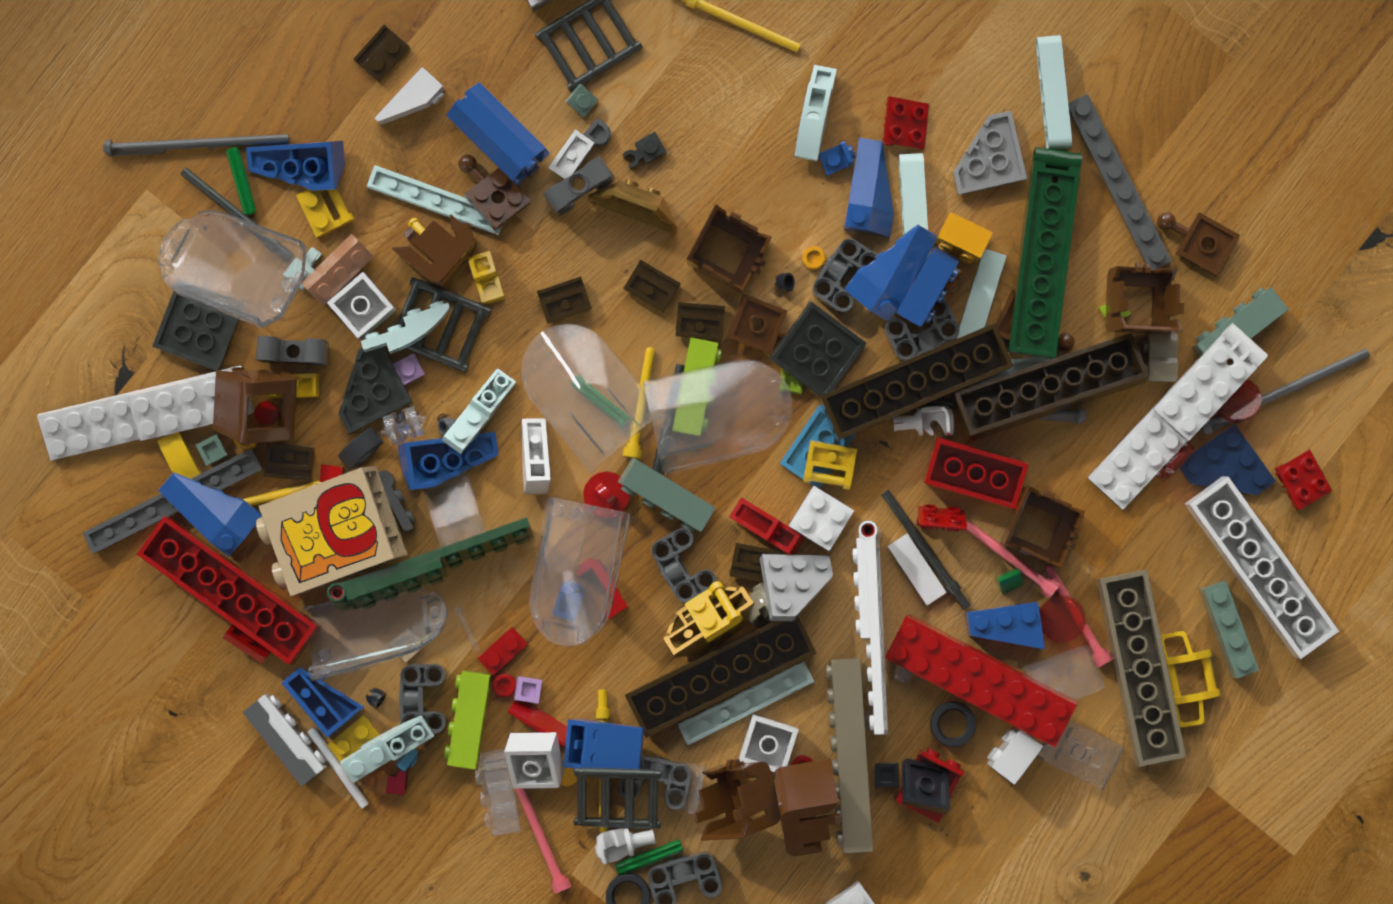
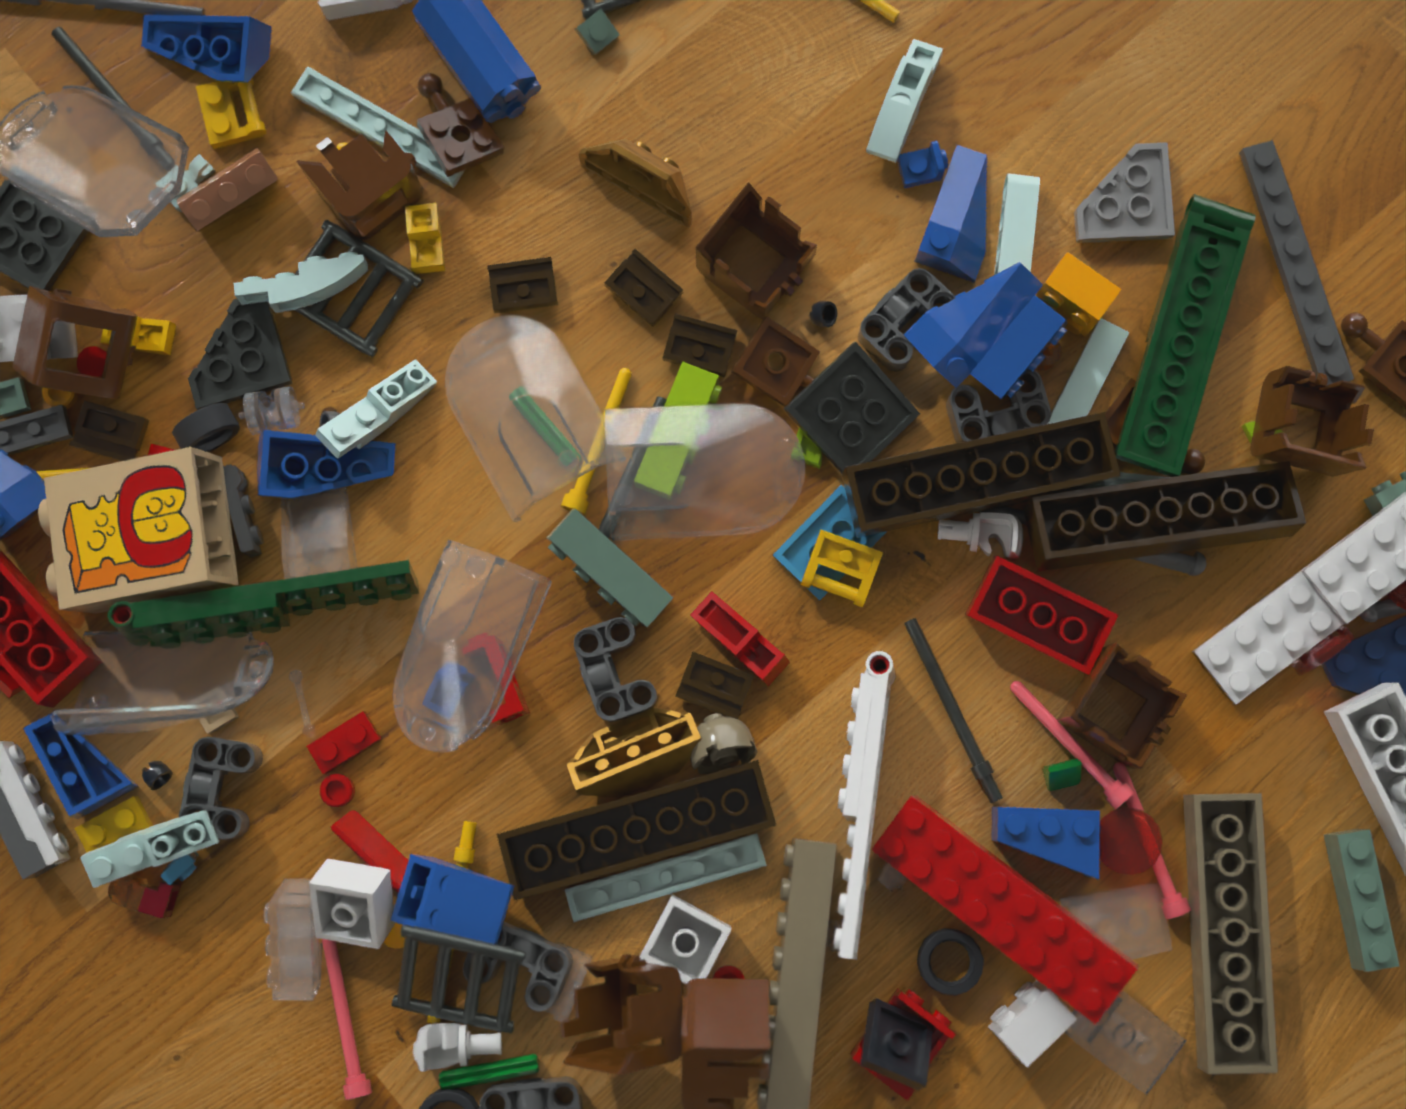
camera: 10 degrees right, 5 degrees down
(241, 181) = (128, 57): green axle -> none
(277, 351) = (121, 281): dark grey beam -> none
(335, 764) = (97, 894): white piece -> none
(361, 306) = (249, 241): white brick -> none
(409, 369) = (297, 339): lavender plate -> none
(468, 720) = (276, 828): lime brick -> none
(528, 689) = (367, 802): lavender plate -> none
(535, 457) = (441, 485): white slope -> none
(562, 195) = (546, 143): dark grey beam -> none
(571, 155) = (569, 99): white plate -> none
(598, 133) = (610, 79): dark grey tile -> none
(605, 492) = (528, 547): red tile -> none
(648, 148) = (673, 110): pearl dark grey plate -> none
(706, 615) = (632, 743): yellow plate -> none
(793, 582) = (761, 720): light grey plate -> none
(813, 258) = (868, 290): light orange tile -> none
(821, 518) = (816, 639): white brick -> none
(886, 774) = (844, 1016): black plate -> none
(905, 123) = (1021, 135): red hinge -> none
(916, 569) = (936, 735): white tile -> none
(951, 518) = (997, 671): red hinge -> none
(1053, 92) = (1228, 129): light aqua beam -> none
(1161, 357) = (1323, 504): dark tan brick -> none
(1212, 690) = (1323, 983): yellow bar -> none

